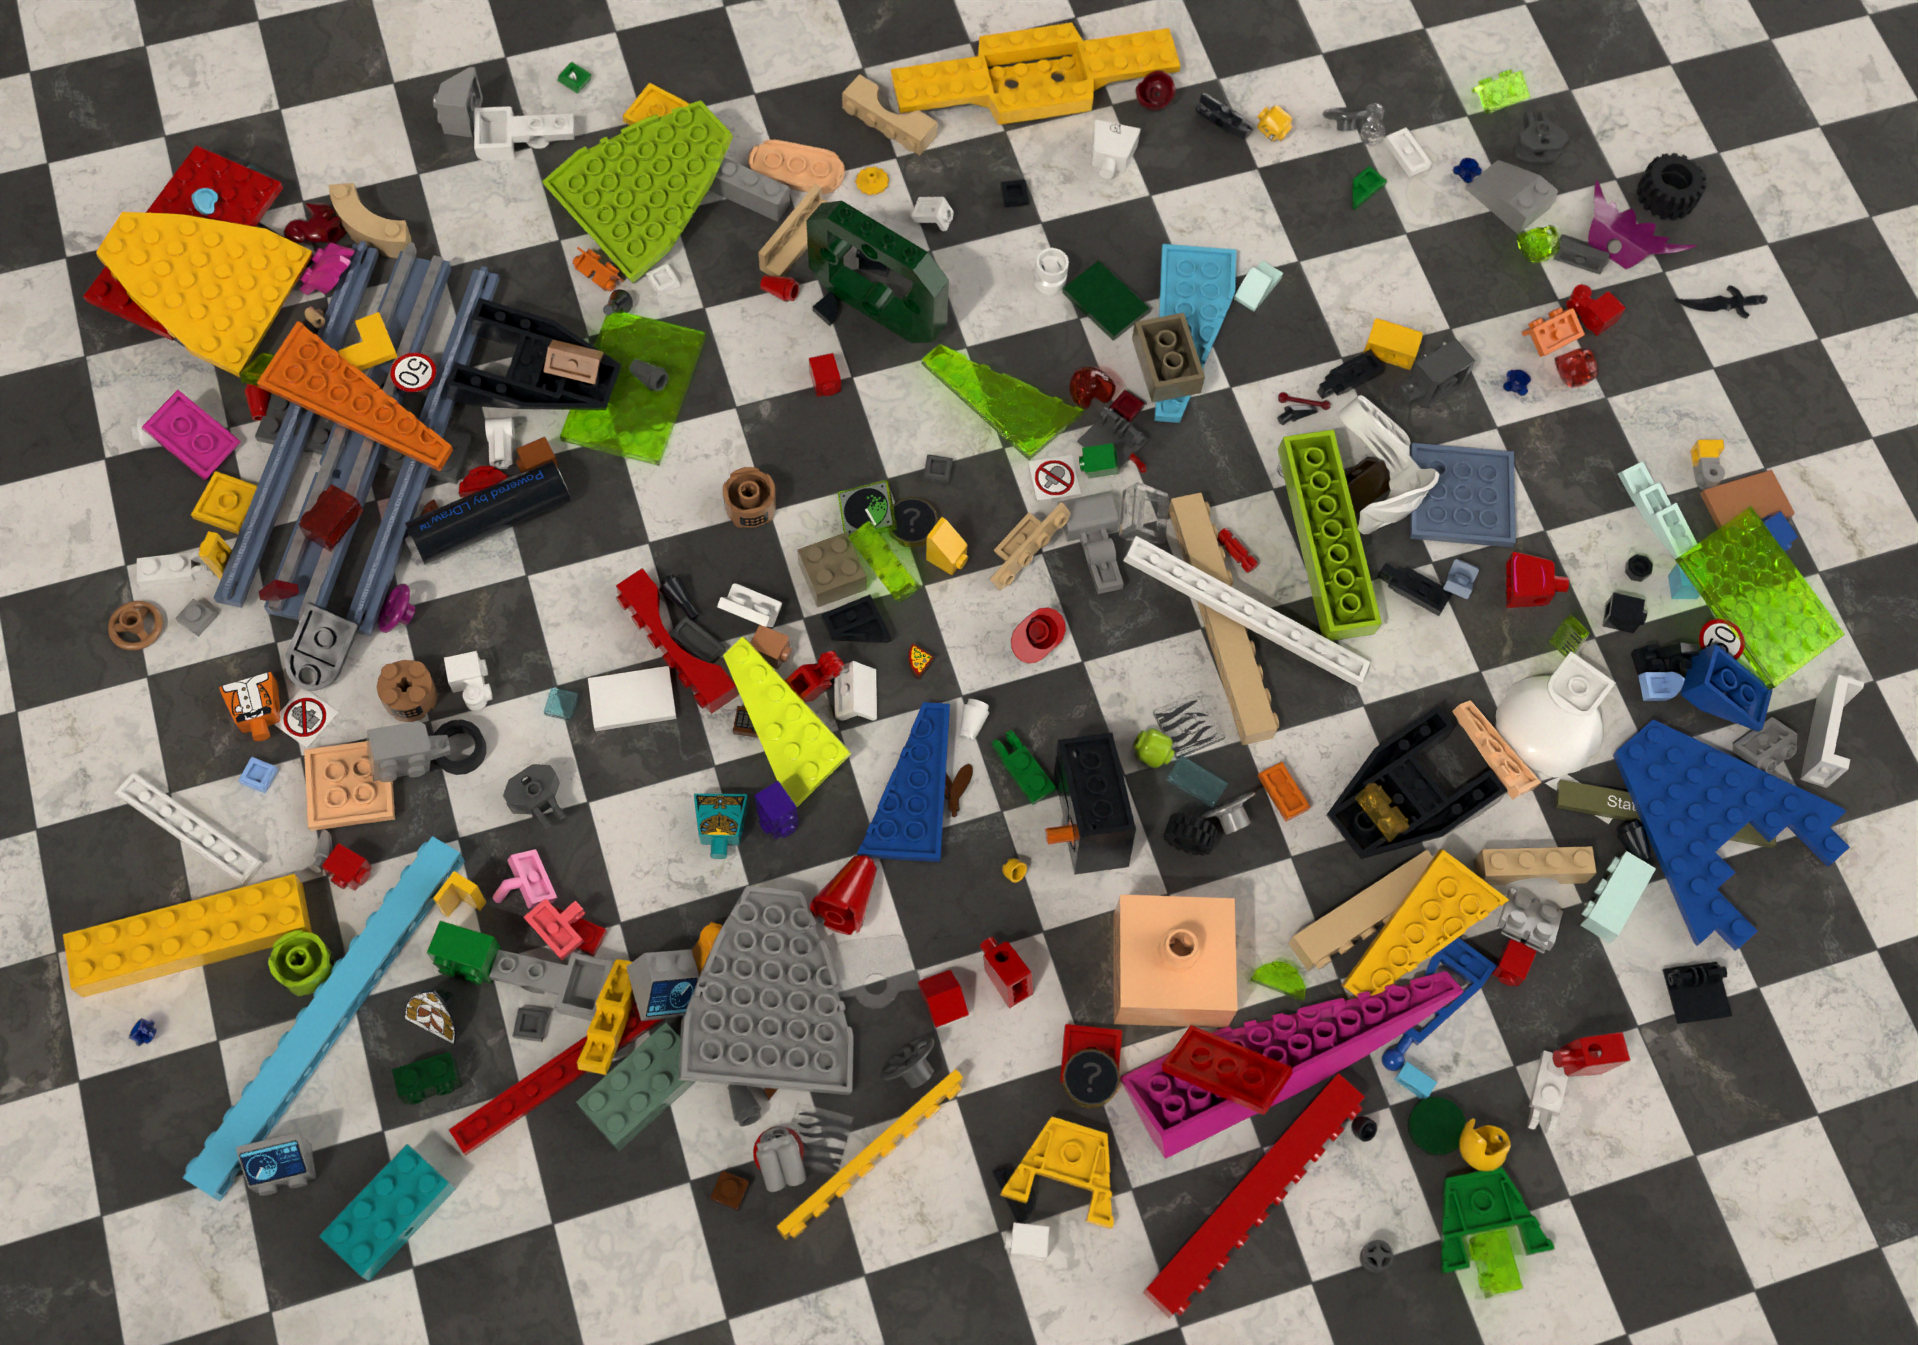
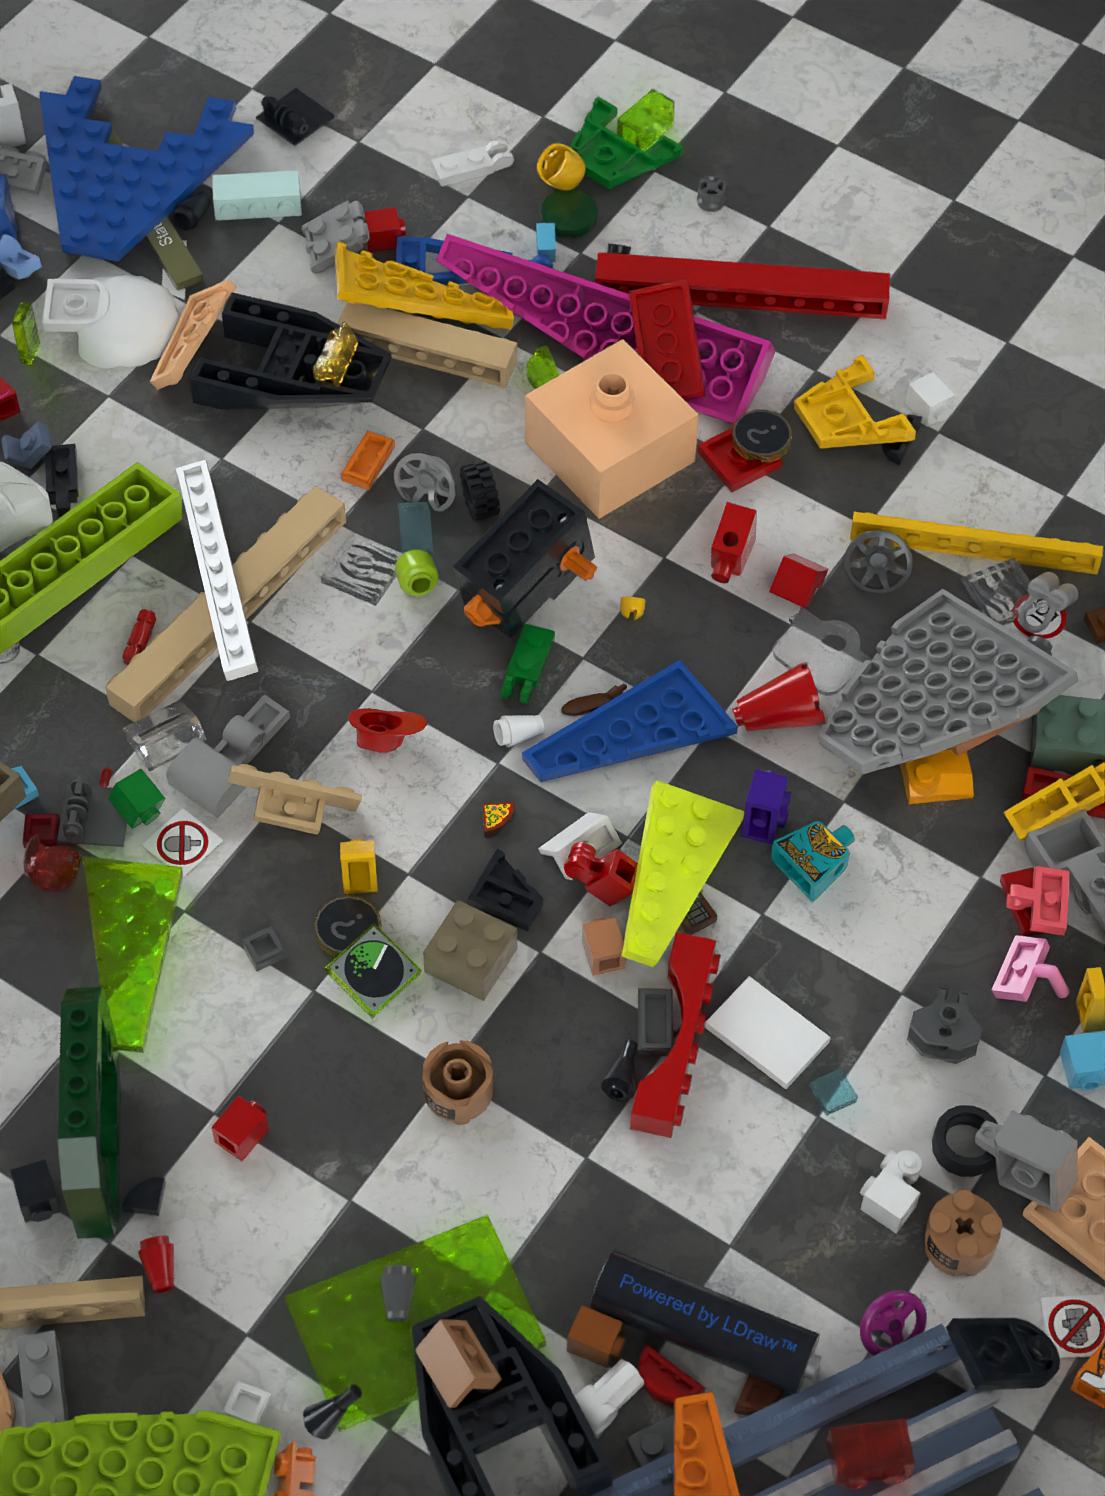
camera: 125 degrees left, 10 degrees down
(278, 590) = (997, 1429): dark red tile -> none
(663, 983) = (1002, 782): light grey slope -> none
(751, 605) = (580, 991): white bracket -> none
(884, 562) = (425, 902): clear neon green arch -> none
(1562, 864) = (300, 272): tan arch -> none
(1582, 1058) = (422, 135): red torso -> none

